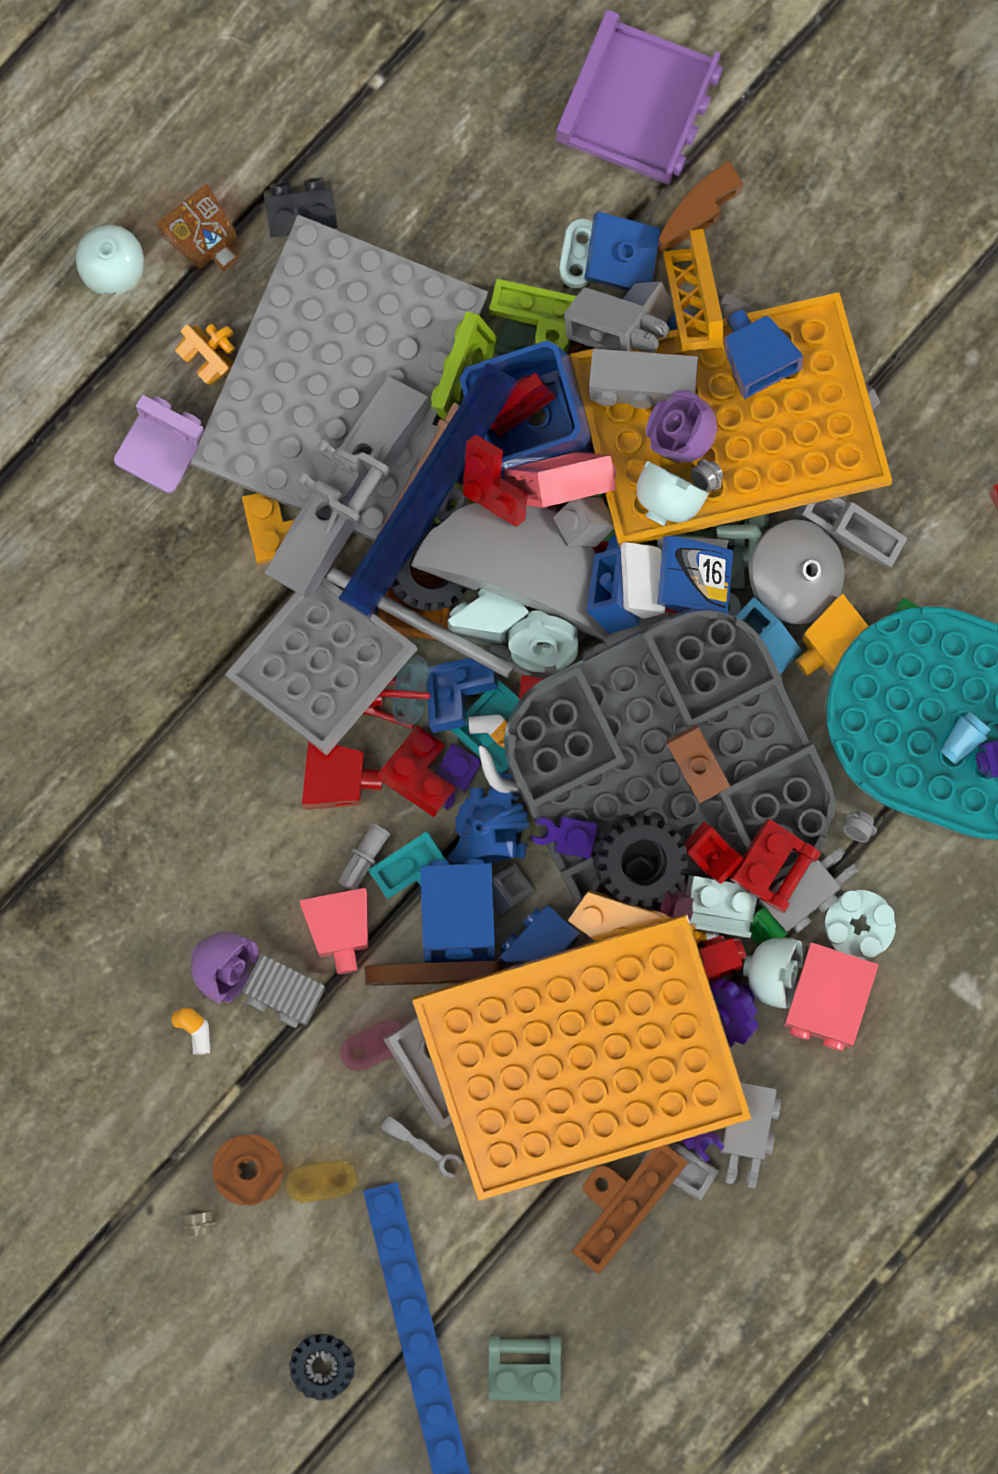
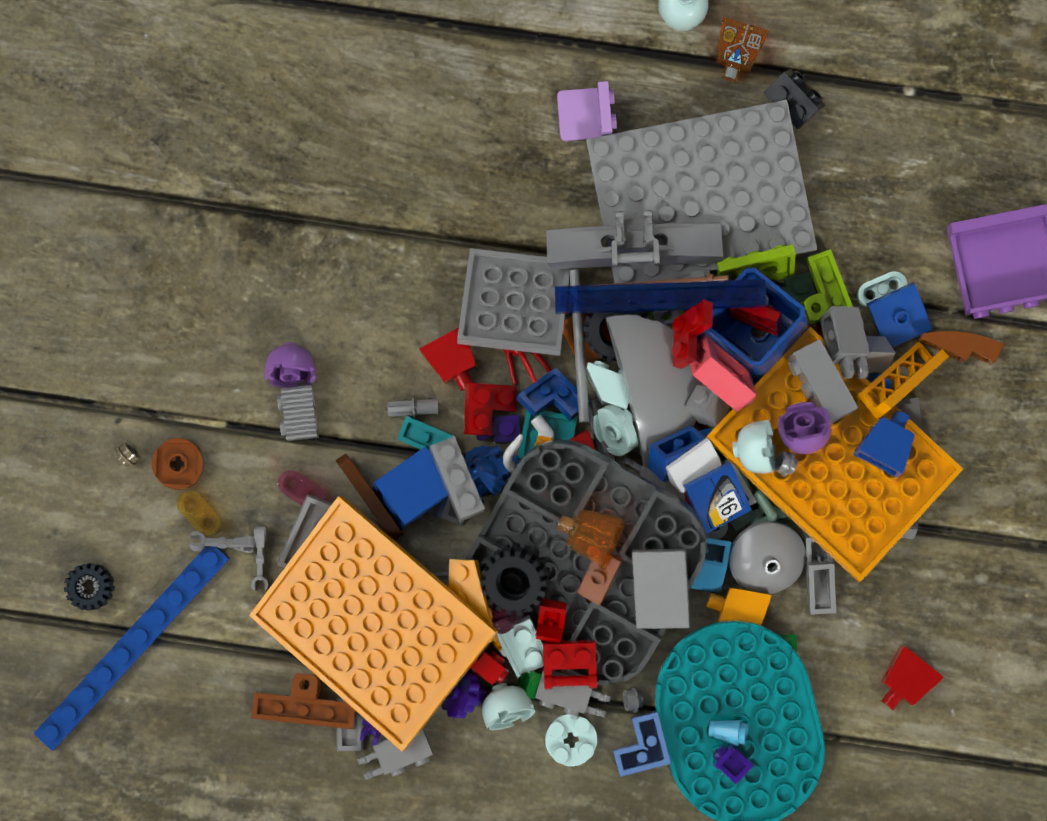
camera: 60 degrees right, 5 degrees up
(194, 1025) = (244, 374): arm -> none
(197, 341) = (669, 102): light orange hips -> none
(265, 526) = (579, 211): light orange plate -> none
(339, 926) = (360, 420): coral torso -> none
(392, 1153) = (244, 544): none -> light grey piece
(411, 677) = (540, 364): clear light blue plate -> none
(482, 851) = (456, 479): none -> light grey brick
(524, 1381) = (159, 713): sand green plate -> none
(543, 937) = (431, 550): blue slope -> none
(571, 836) = (502, 527): dark purple plate -> none
(648, 738) = (592, 535): none -> clear orange torso
(757, 703) = (661, 588): none -> light grey tile
(830, 997) = (513, 751): coral panel -> none
(927, 841) = (648, 751): none -> medium blue brick

